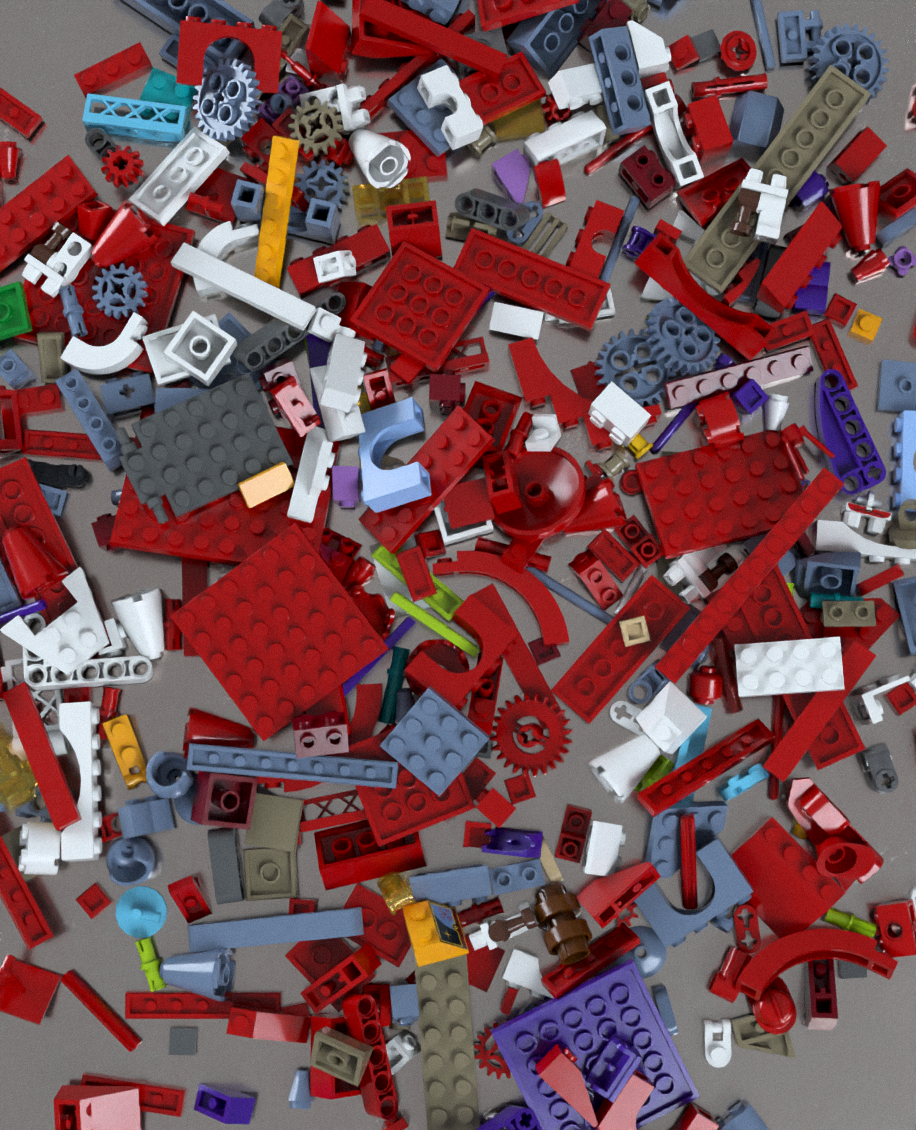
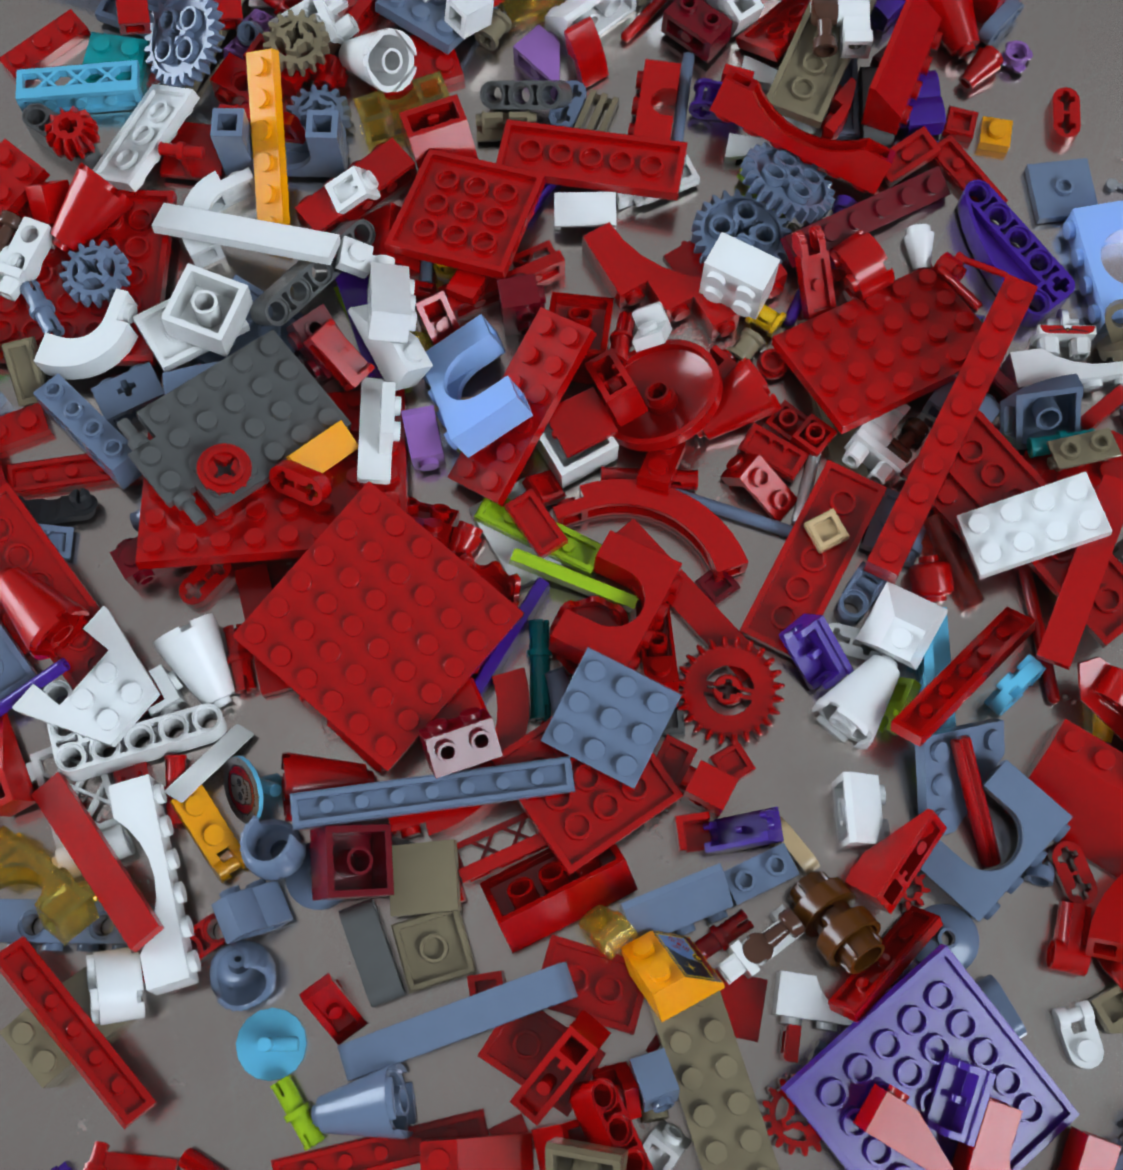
camera: 15 degrees left, 10 degrees down
(94, 900) = (204, 1043): red tile -> none
(135, 699) = (209, 763): none -> white sticker
(158, 726) = (246, 789): none -> shield
(159, 565) = (211, 587): none -> red beam
(189, 474) = (222, 455): none -> red gear
(244, 508) = (300, 480): none -> red beam
(573, 833) = (815, 804): red slope -> none
(601, 722) = (815, 651): none -> dark purple hinge
(682, 420) = (813, 273): none -> red hinge
(748, 397) = (889, 231): dark purple panel -> none

